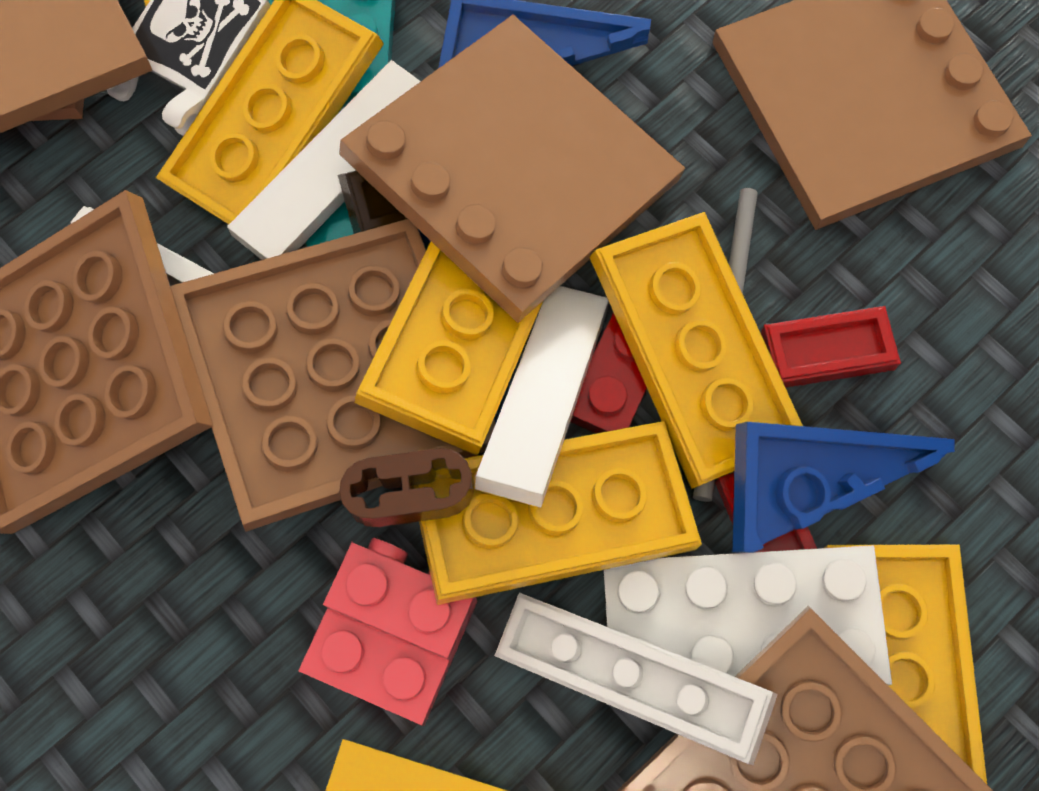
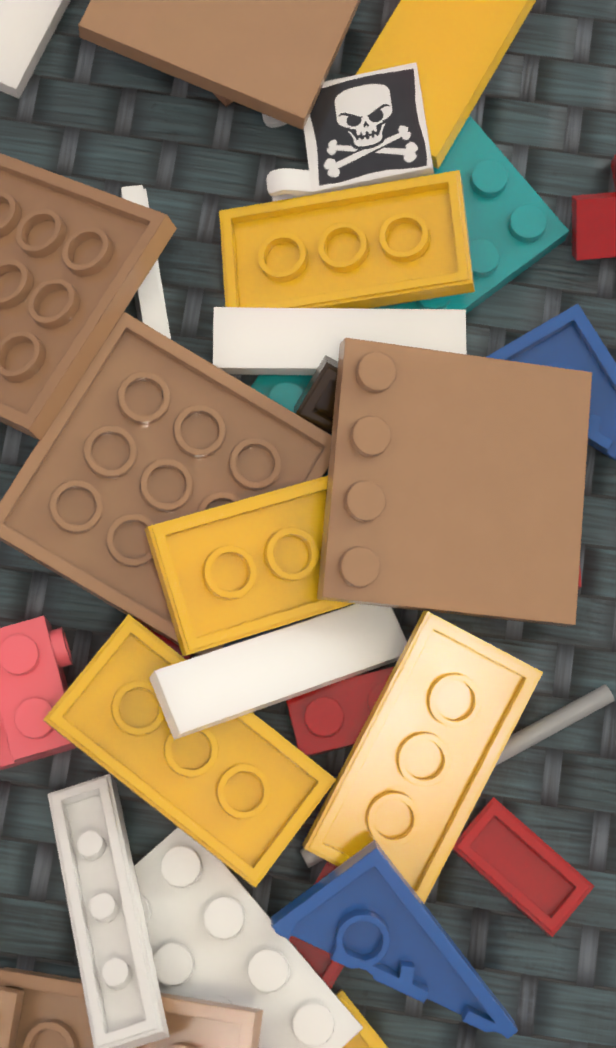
camera: 45 degrees right, 5 degrees up
(405, 471) = (118, 615): reddish brown beam -> none

